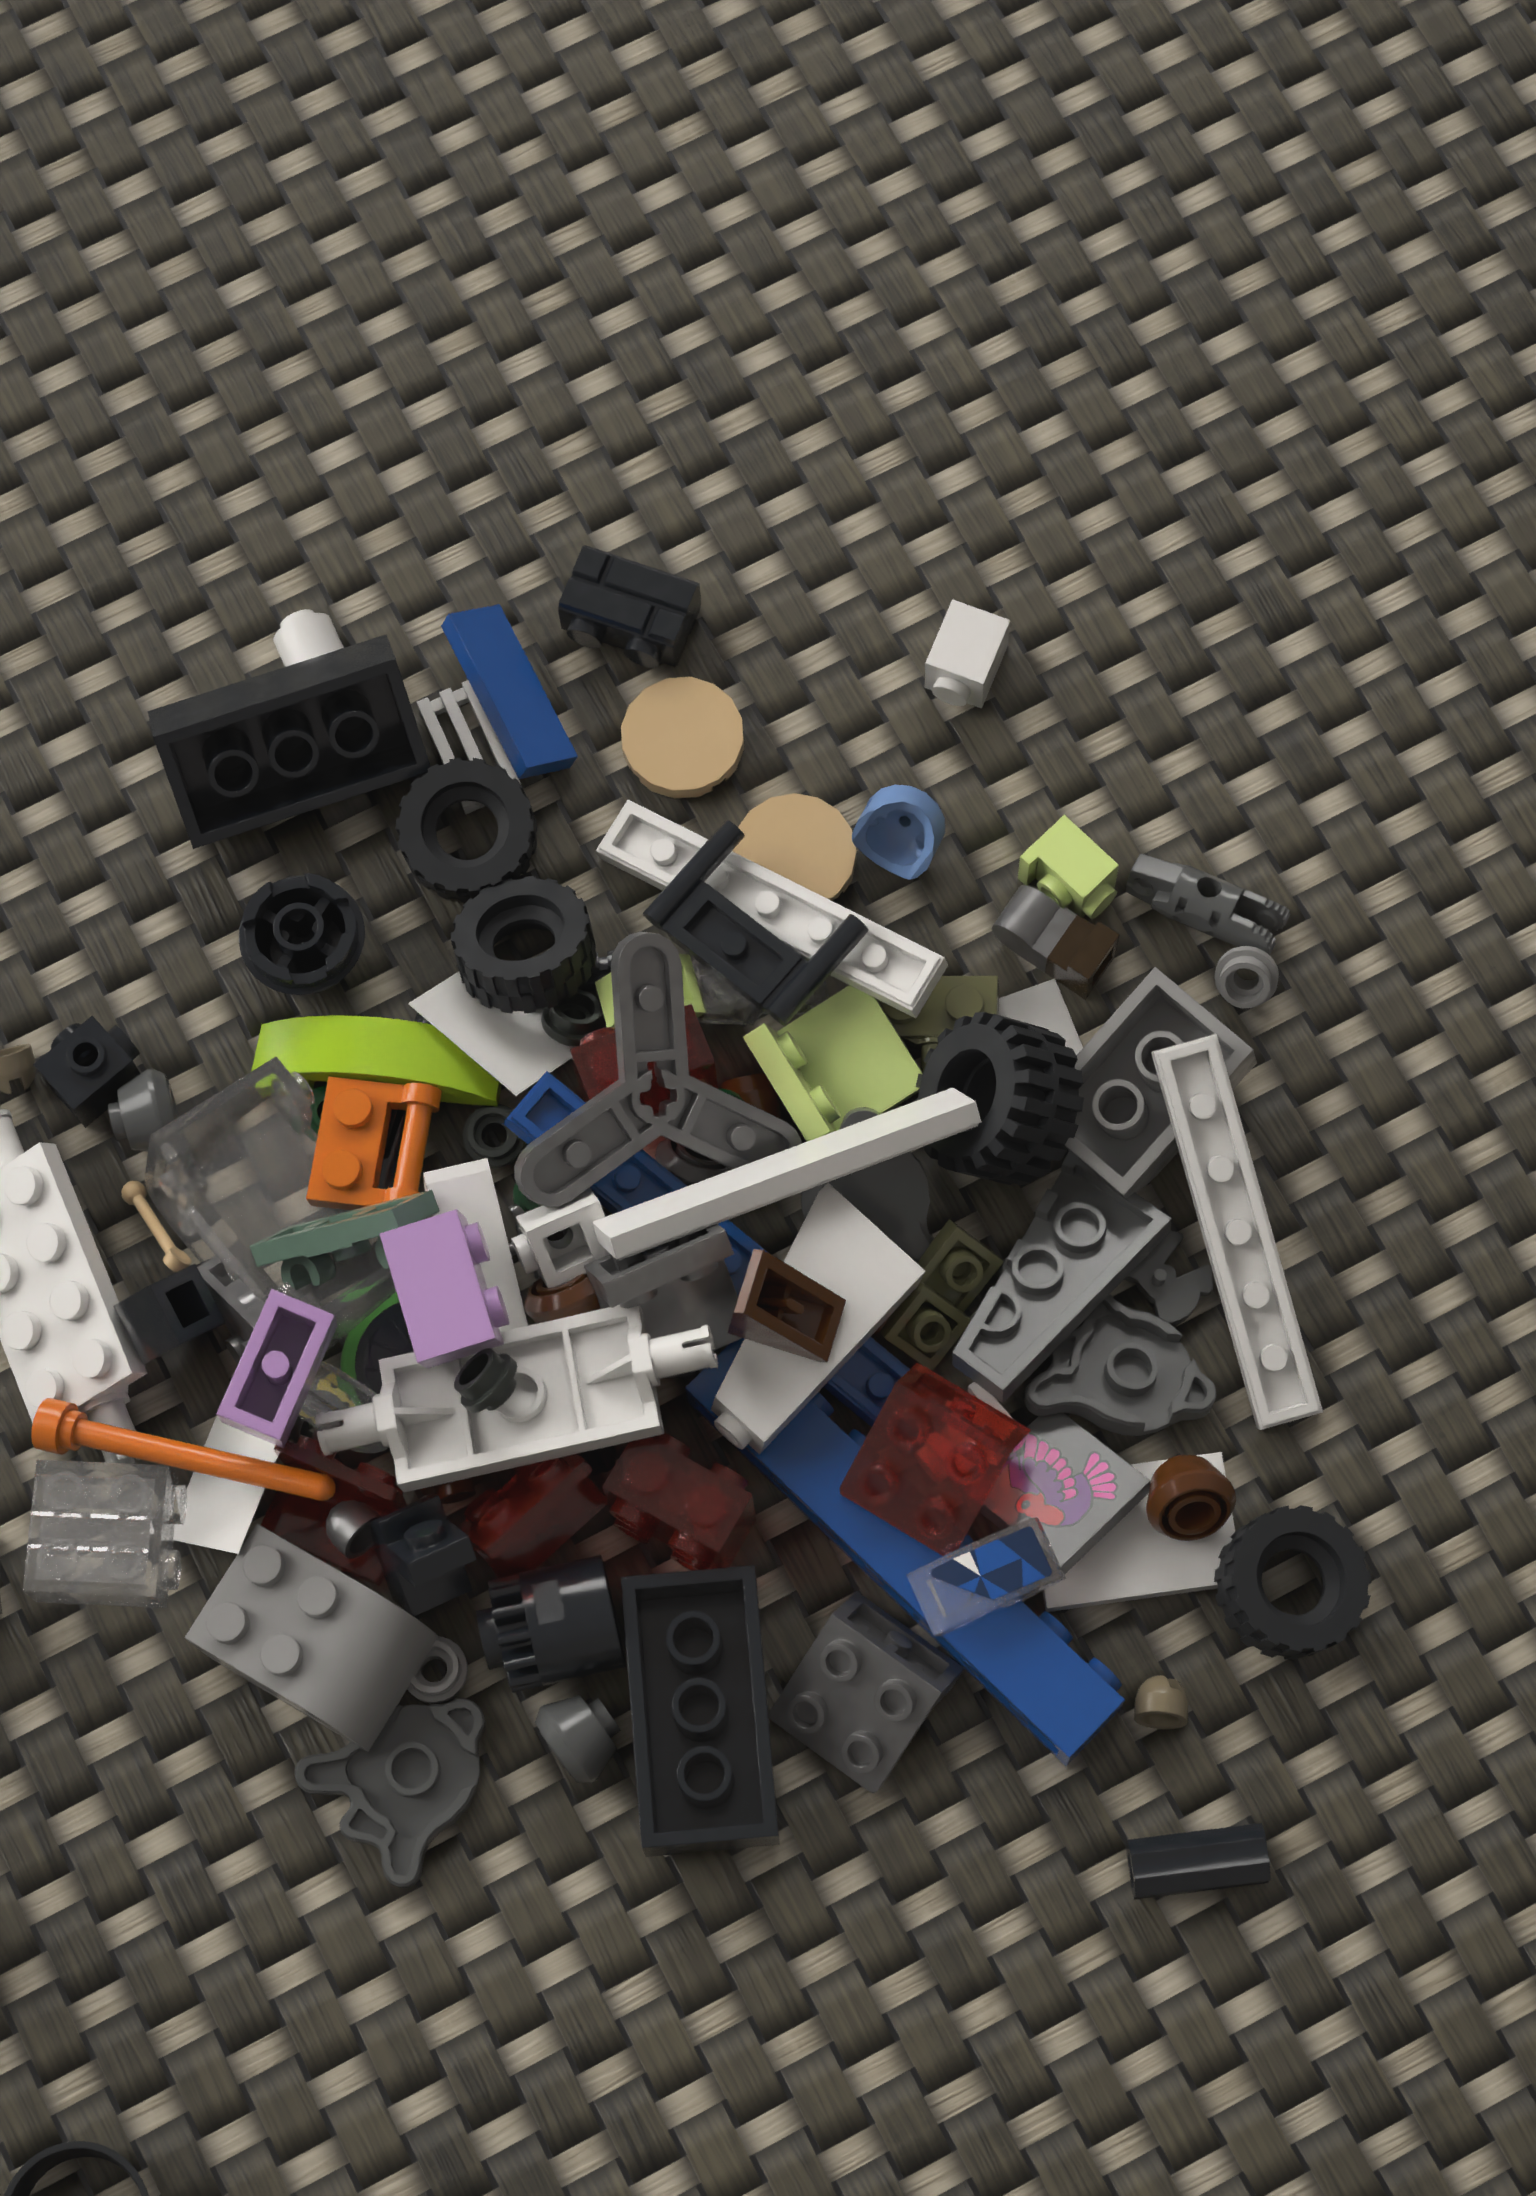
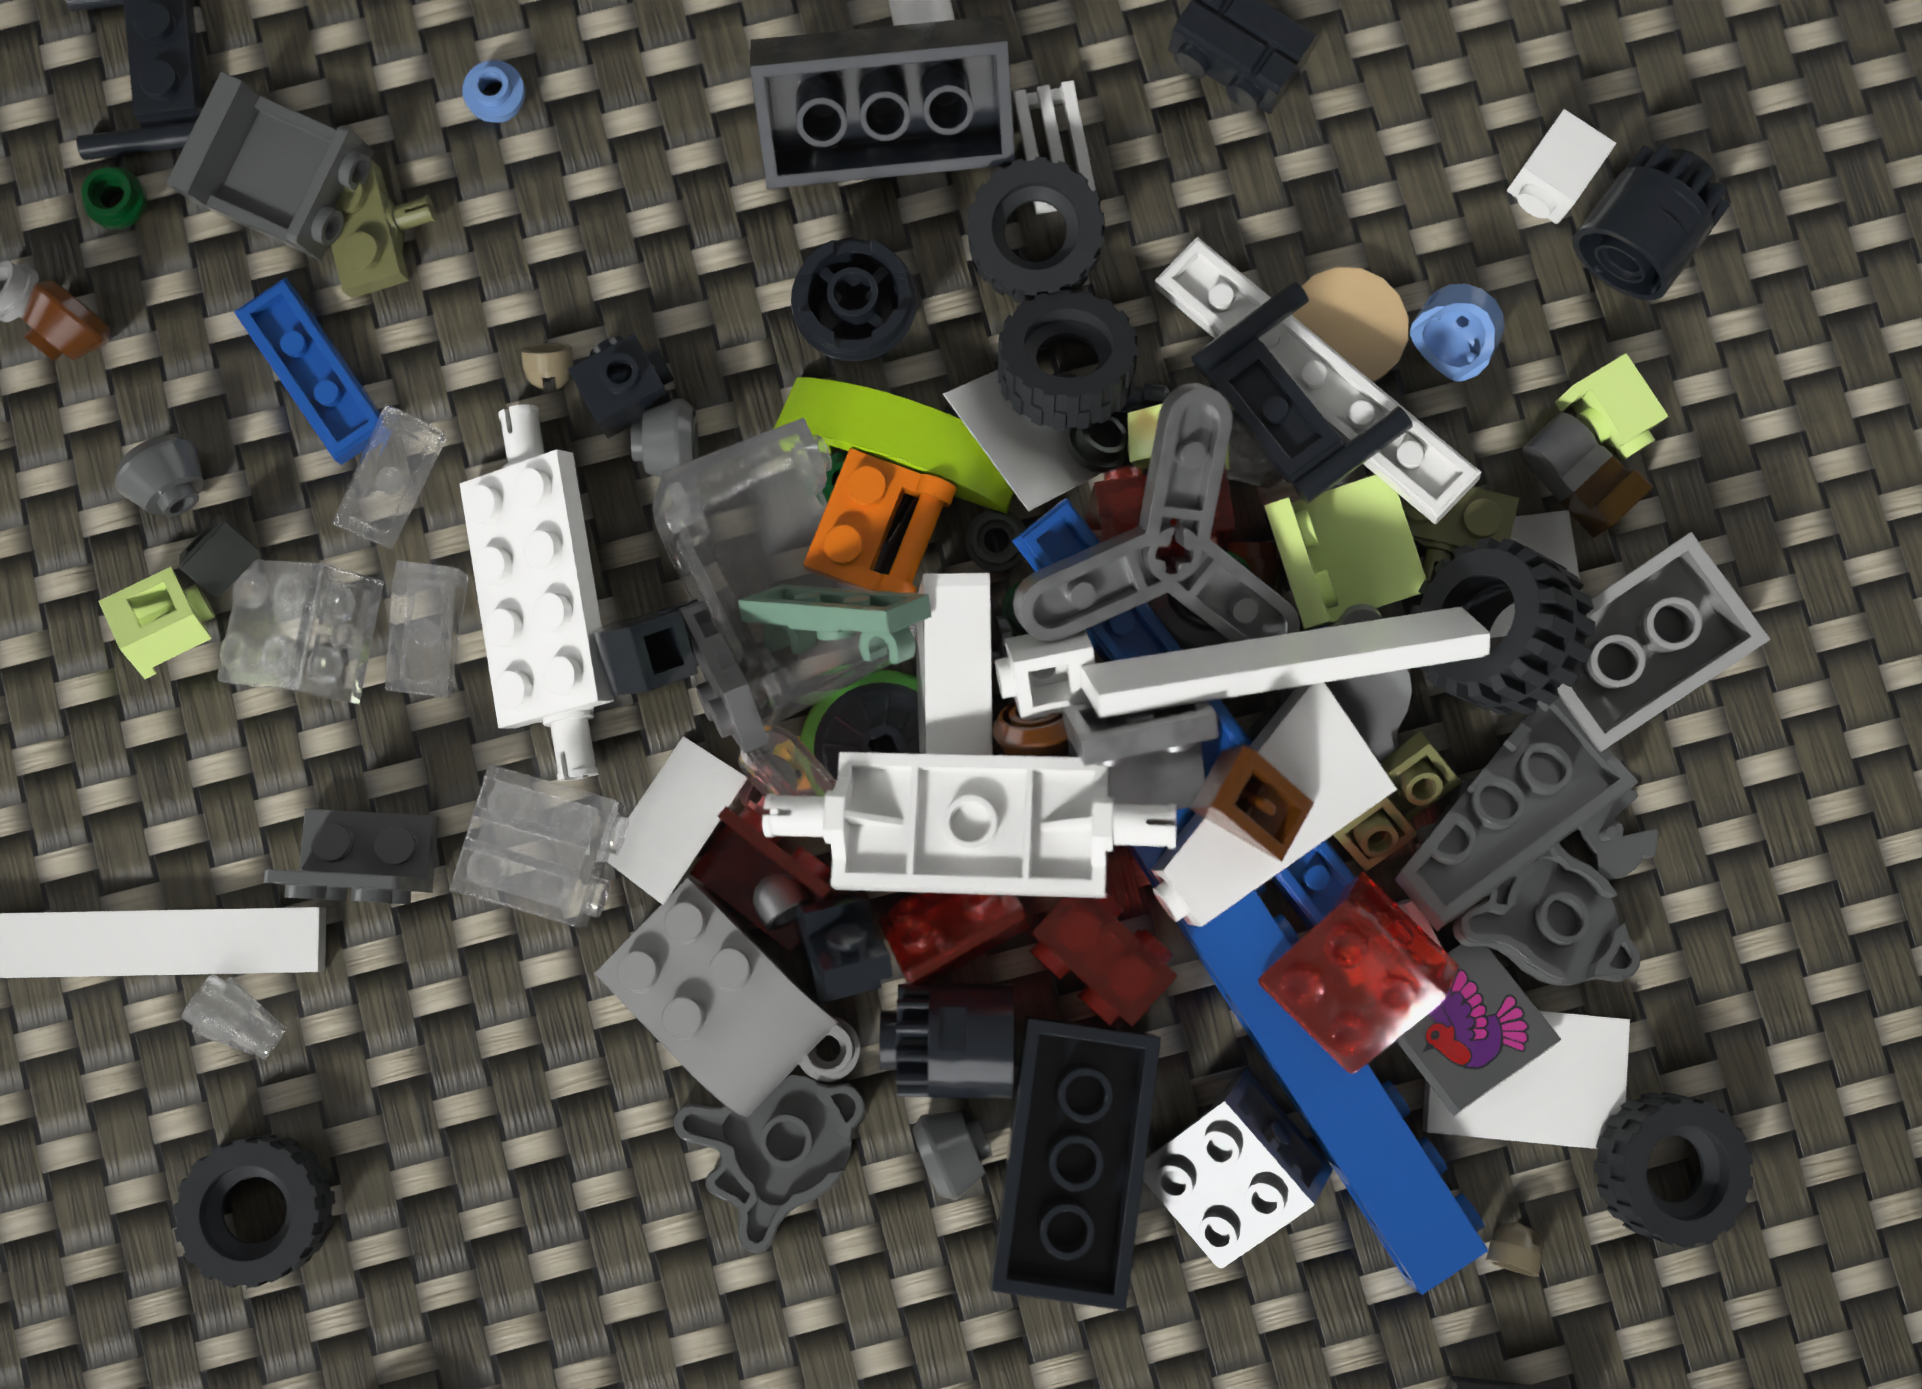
camera: 10 degrees right, 10 degrees up
(62, 1427) = (520, 736): orange piece -> none
(135, 1194) = (664, 593): tan hinge -> none
(277, 1368) = (735, 746): lavender brick -> none
(444, 1288) = (920, 704): lavender brick -> none
(486, 1380) = (942, 808): pearl dark grey plate -> none
(509, 691) = (1105, 101): blue tile -> none
(682, 737) = (1262, 186): tan tile -> none
(985, 1576) = (1384, 1103): slope -> none
(1062, 685) = (1651, 221): none -> black gear
(1189, 1498) = (1596, 1065): reddish brown cone -> none
(1207, 903) = (1739, 473): dark grey hinge -> none
(1237, 1232) = (1703, 809): white tile -> none
(1243, 992) = (1760, 570): light grey plate -> none

